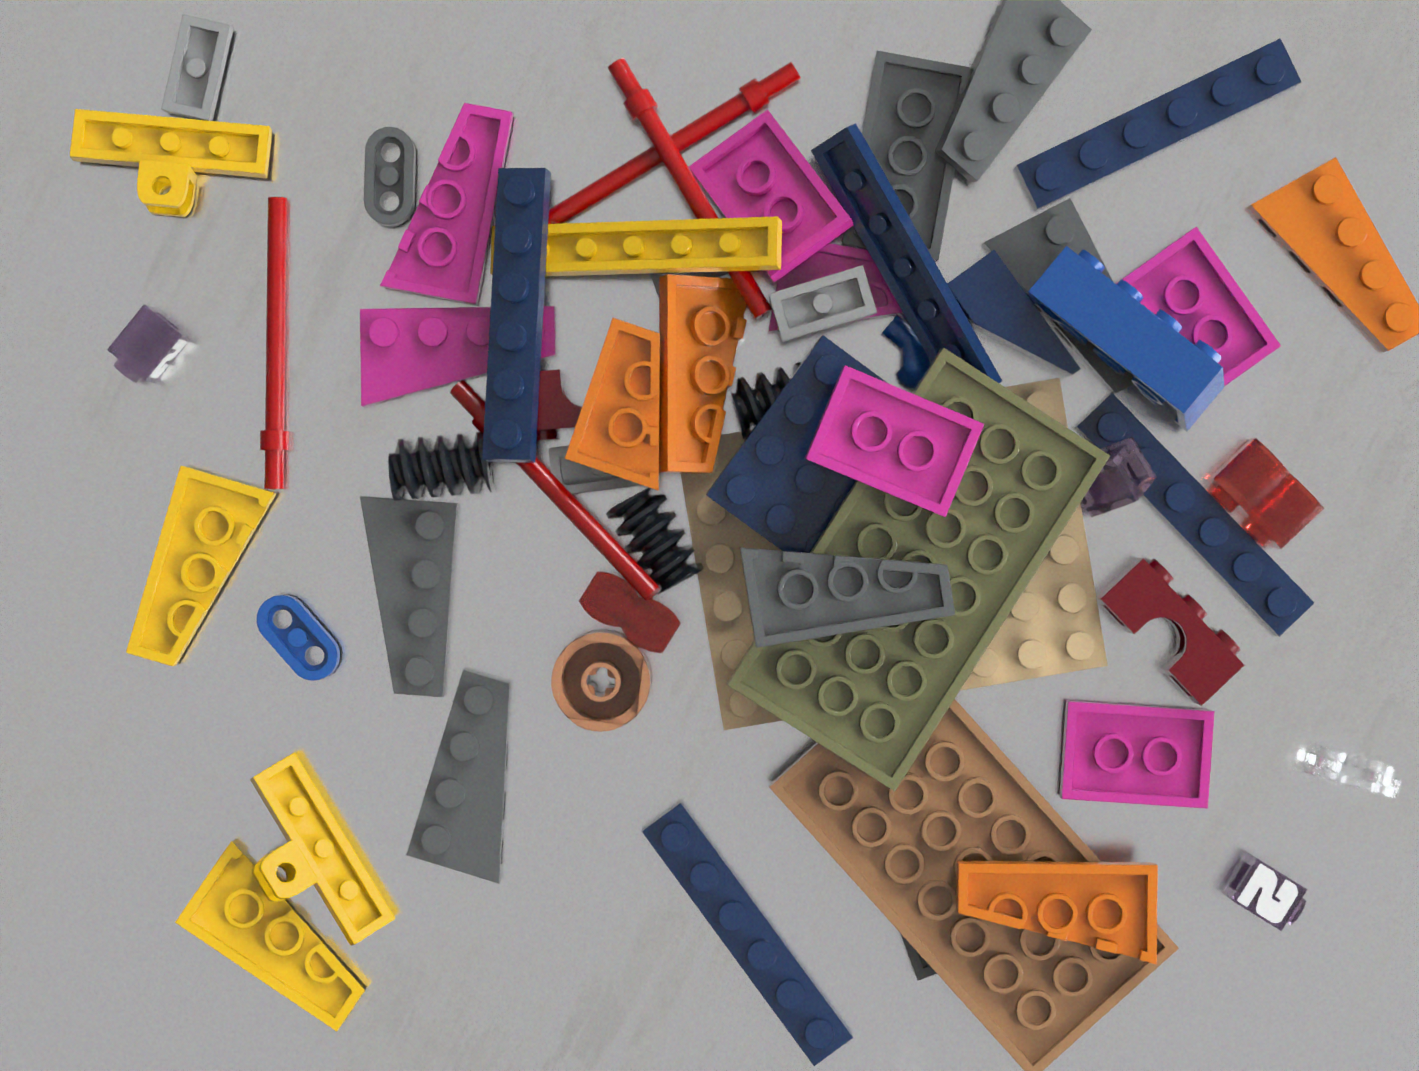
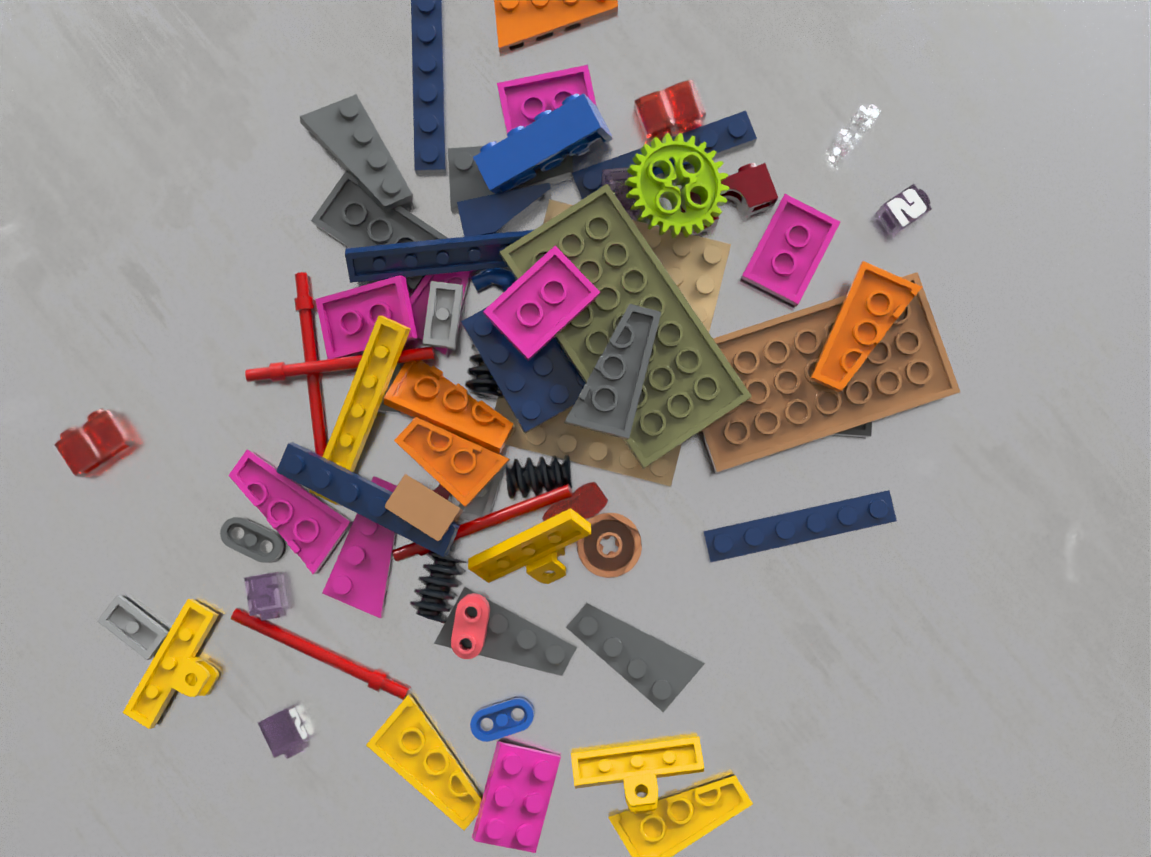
camera: 65 degrees left, 5 degrees down
(202, 703) = (516, 797): none -> dark pink plate
(322, 233) = (266, 595): none -> clear purple brick
(403, 537) = (470, 627): none -> coral plate
(536, 401) = (422, 507): none -> medium nougat panel
(550, 579) = (533, 548): none -> yellow plate
(1128, 519) = (704, 182): none -> lime gear

